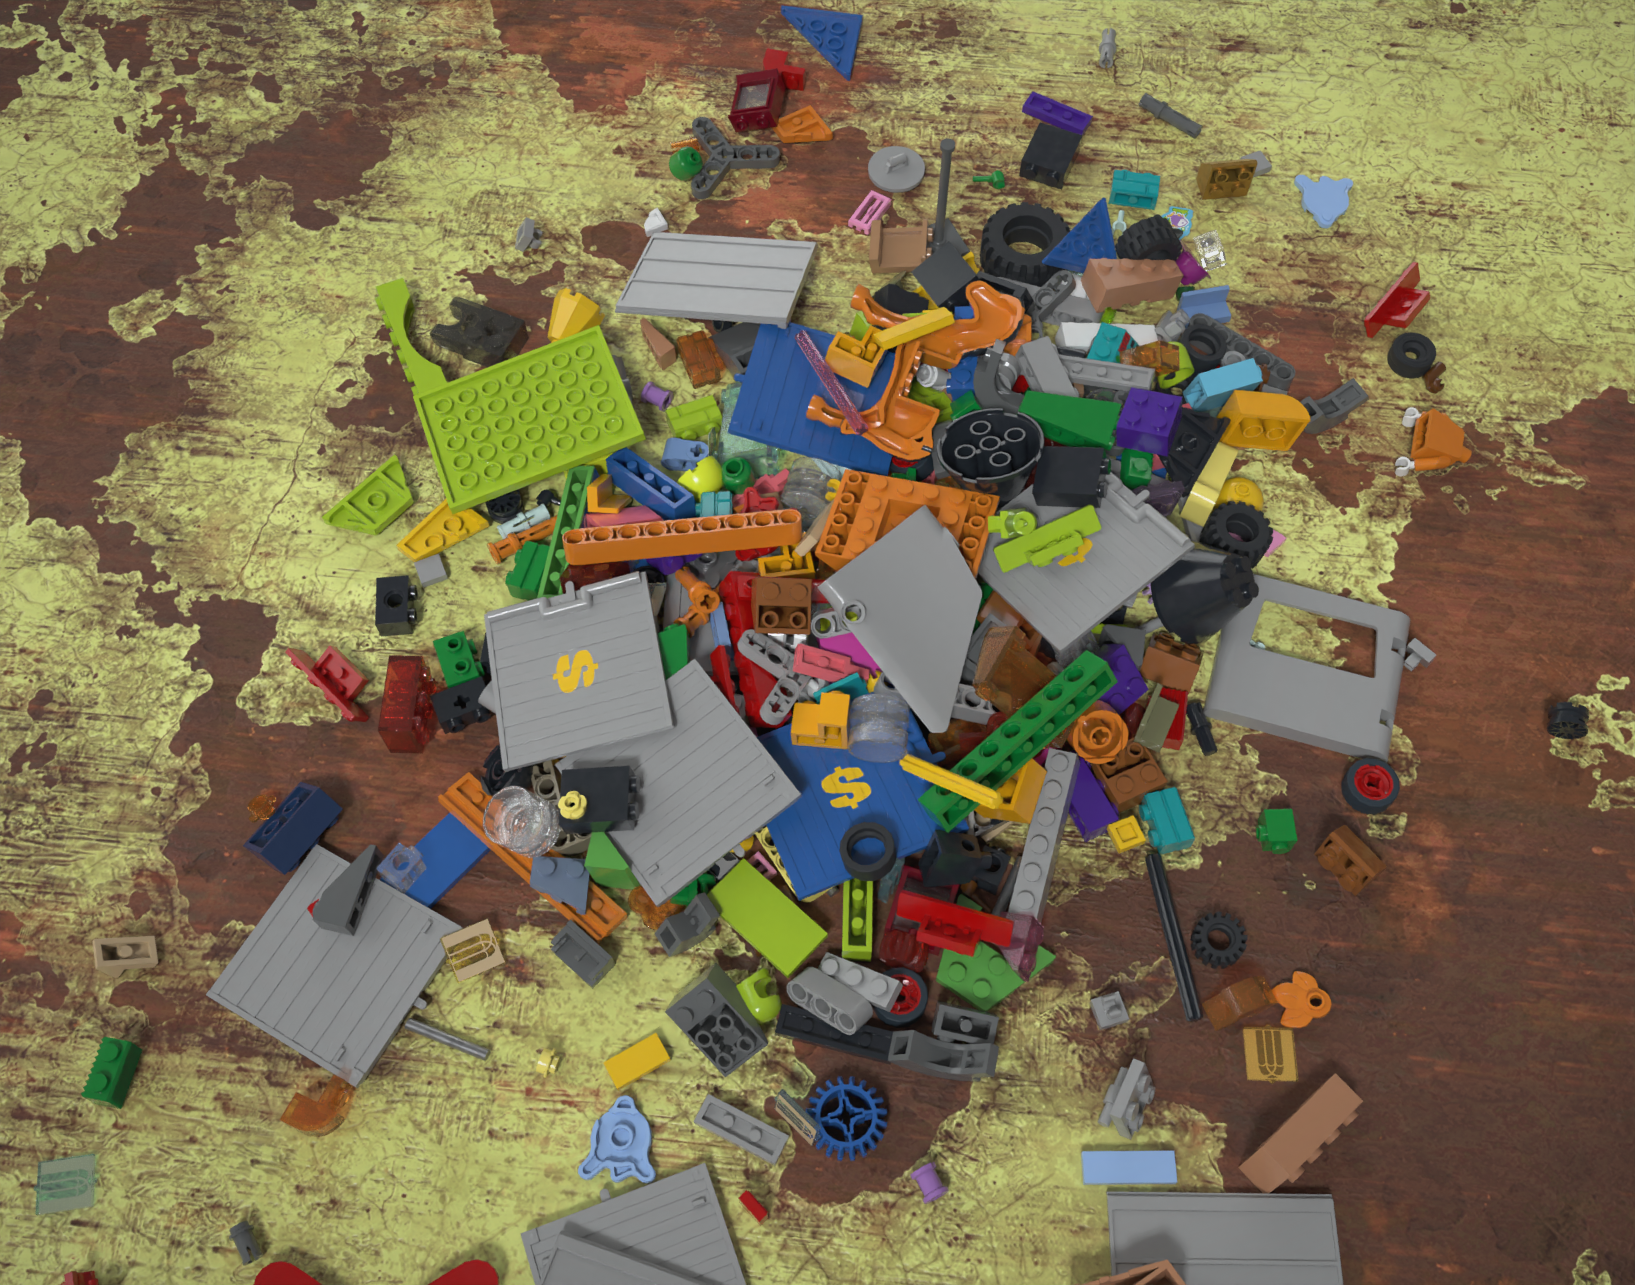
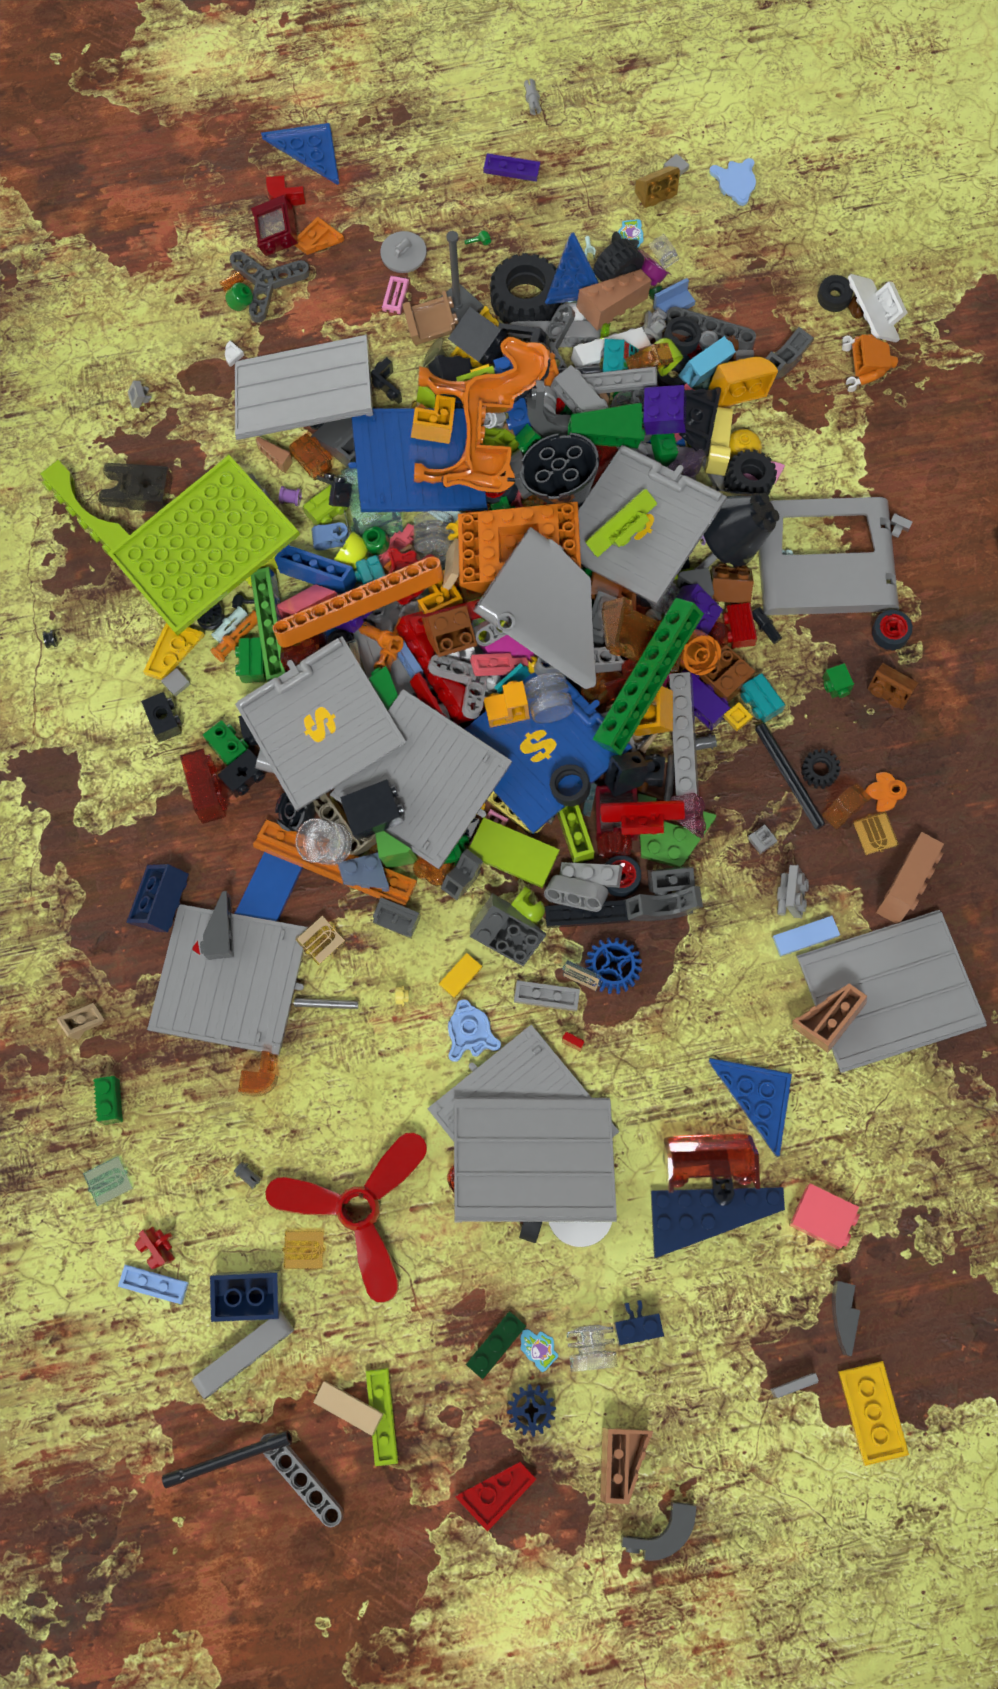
camera: 15 degrees left, 10 degrees up
(261, 807) = (129, 891): clear orange plate -> none
(305, 474) = (50, 639): none -> black bush
(335, 677) = (140, 782): red bracket -> none
(374, 501) = (111, 643): lime wing -> none
(404, 878) = (250, 909): clear brick -> none
(572, 315) = (202, 453): yellow cone -> none
(577, 810) = (362, 823): light yellow plate -> none
(601, 498) = (283, 590): light orange panel -> none
(715, 403) = (340, 489): none -> black bracket
(816, 293) = (380, 374): none -> black bracket
(831, 383) = (423, 449): clear pink axle -> none
(914, 328) = (473, 390): yellow tile -> none
(929, 1183) = (681, 988): medium lavender bush -> none
(952, 781) = (613, 719): yellow axle -> none
(1012, 523) = (593, 519): lime hips -> none
(1050, 155) = (518, 205): black brick -> none
(1071, 477) = (624, 471): black brick -> none
(1072, 855) = (706, 742): none -> dark grey pin
(1134, 189) = (591, 216): teal brick -> none
(1156, 721) = (735, 631): olive panel -> none
(1163, 111) = (603, 144): dark grey pin -> none
(1399, 304) = (816, 253): red bracket -> none
(1463, 387) = (880, 307): none -> white bracket

